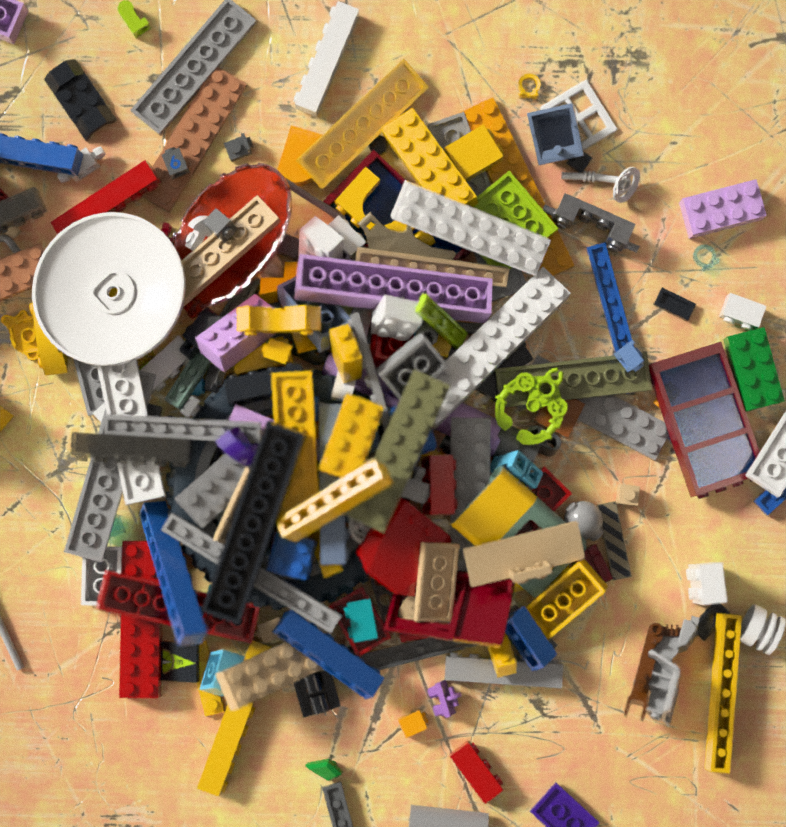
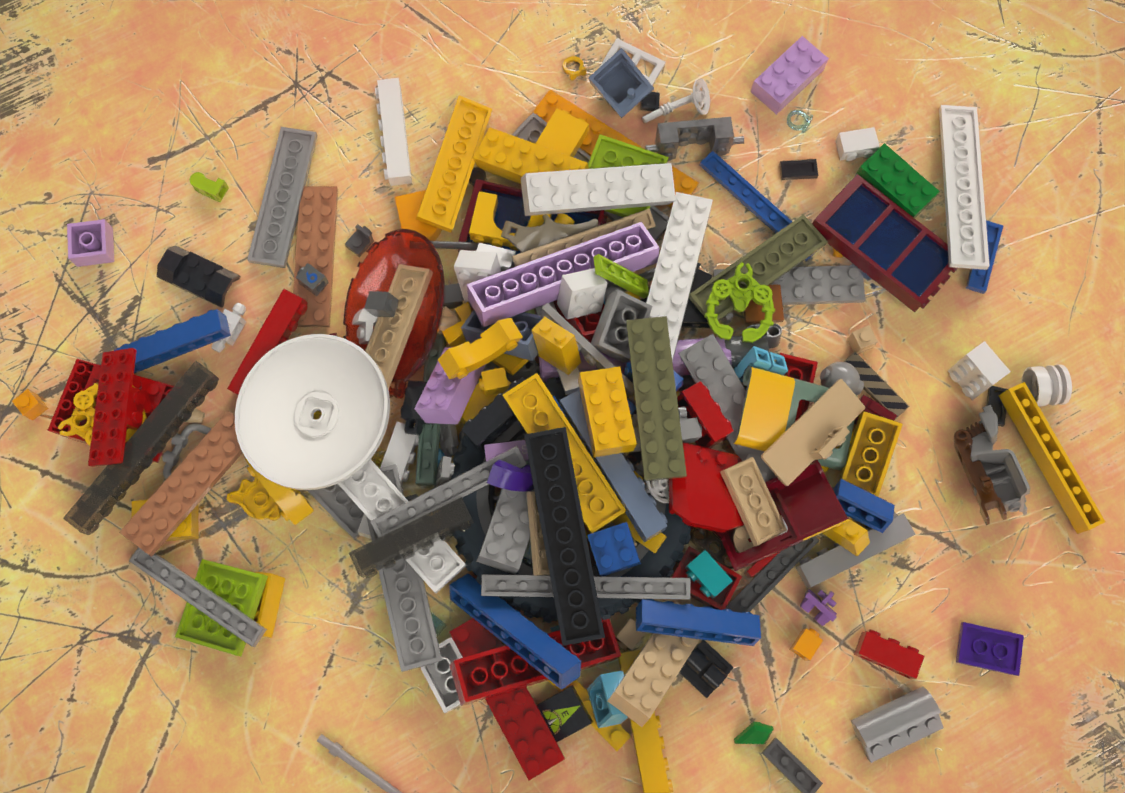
camera: 30 degrees left, 10 degrees down
(334, 501) = (626, 471): yellow brick -> none
(630, 357) = (794, 223): medium blue brick -> none

